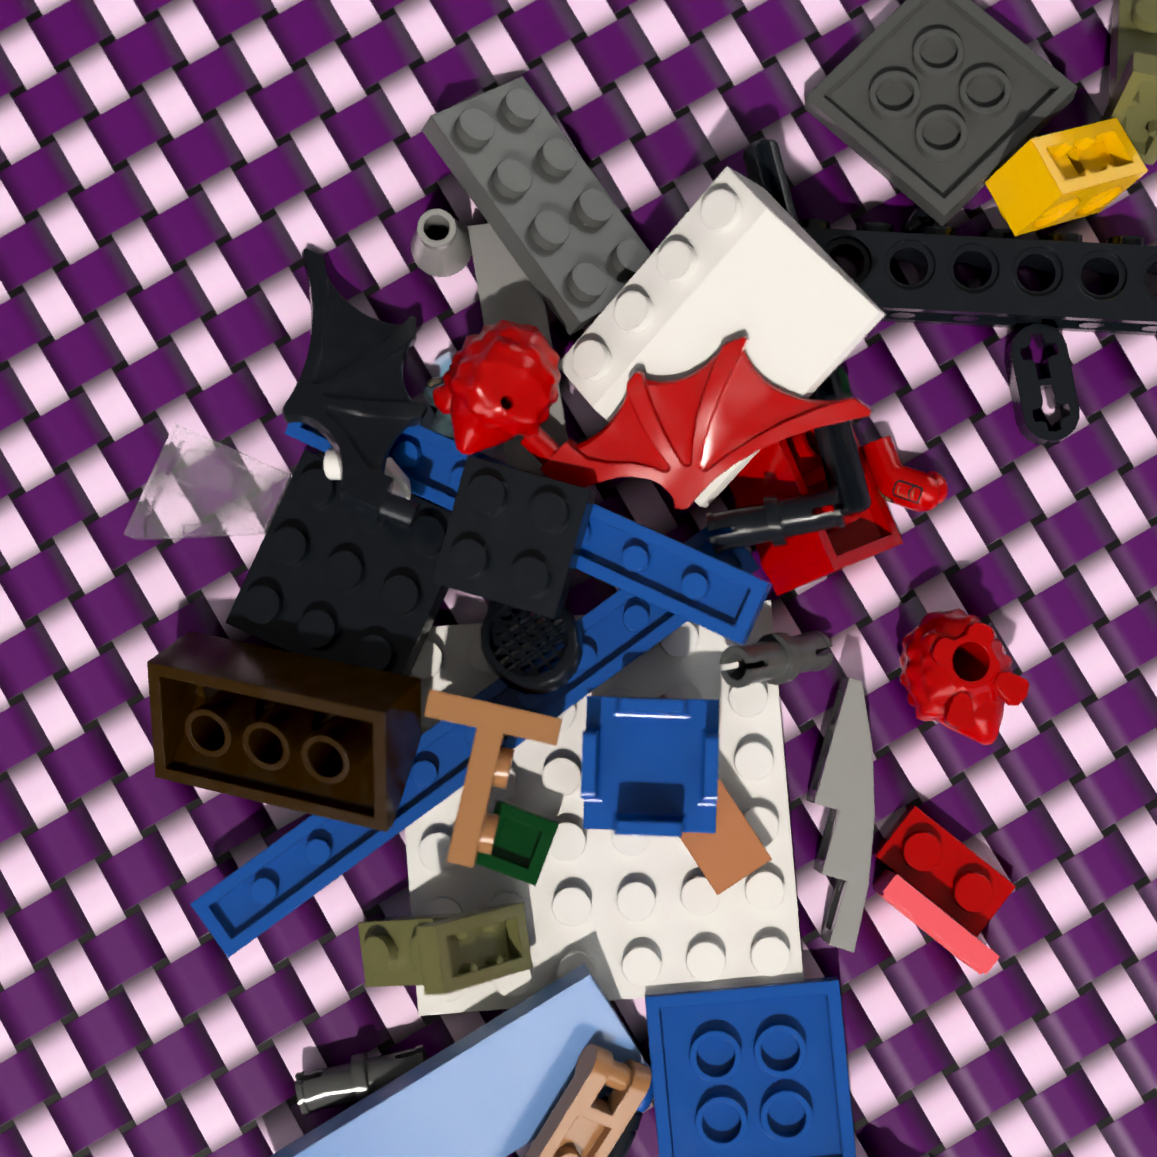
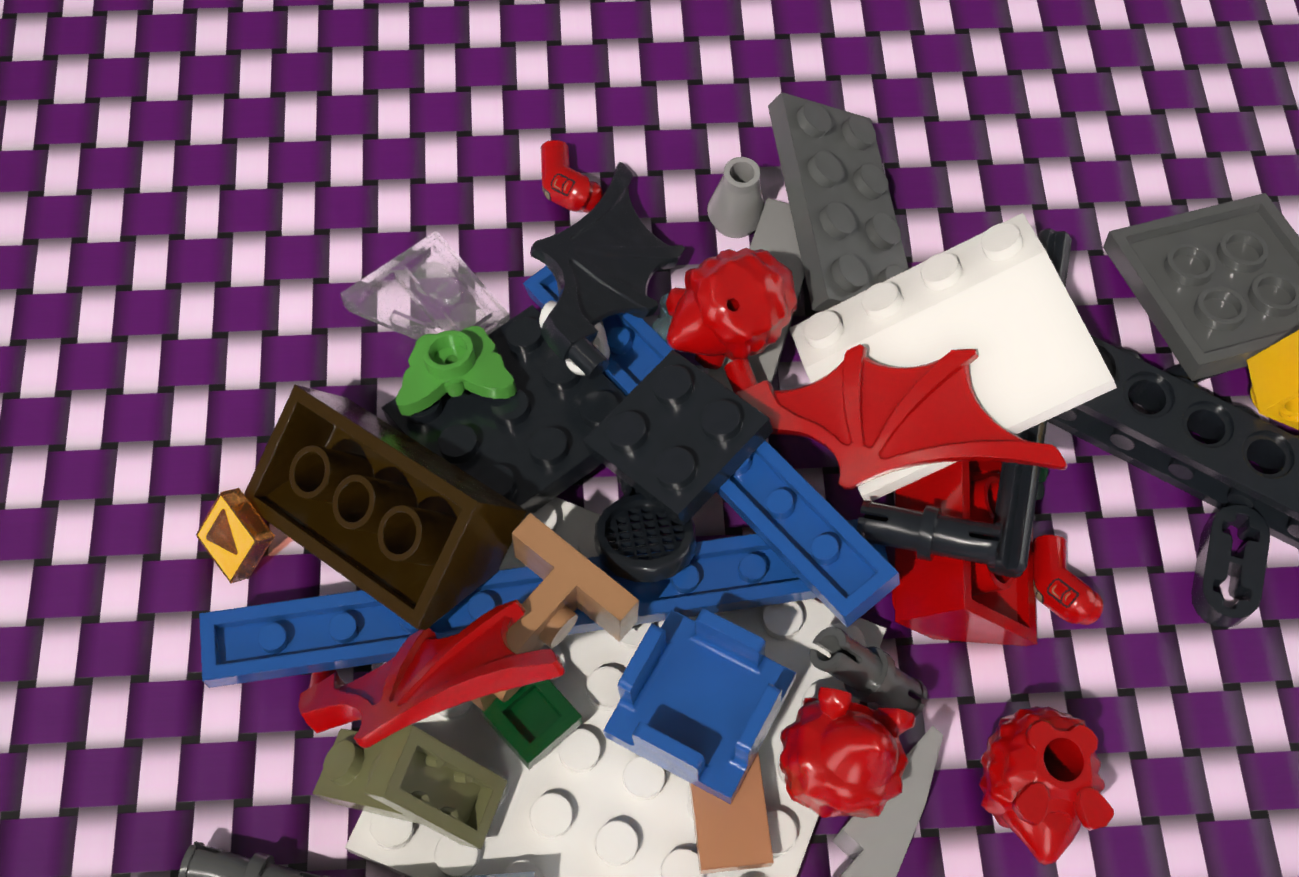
camera: 25 degrees right, 20 degrees down
(169, 808) = (235, 535): none -> clear orange tile
(262, 304) = (564, 185): none -> red arm
(295, 553) = (449, 365): none -> bright green animal
(422, 877) = (428, 678): none -> red animal
(791, 751) = (844, 755): none -> red animal

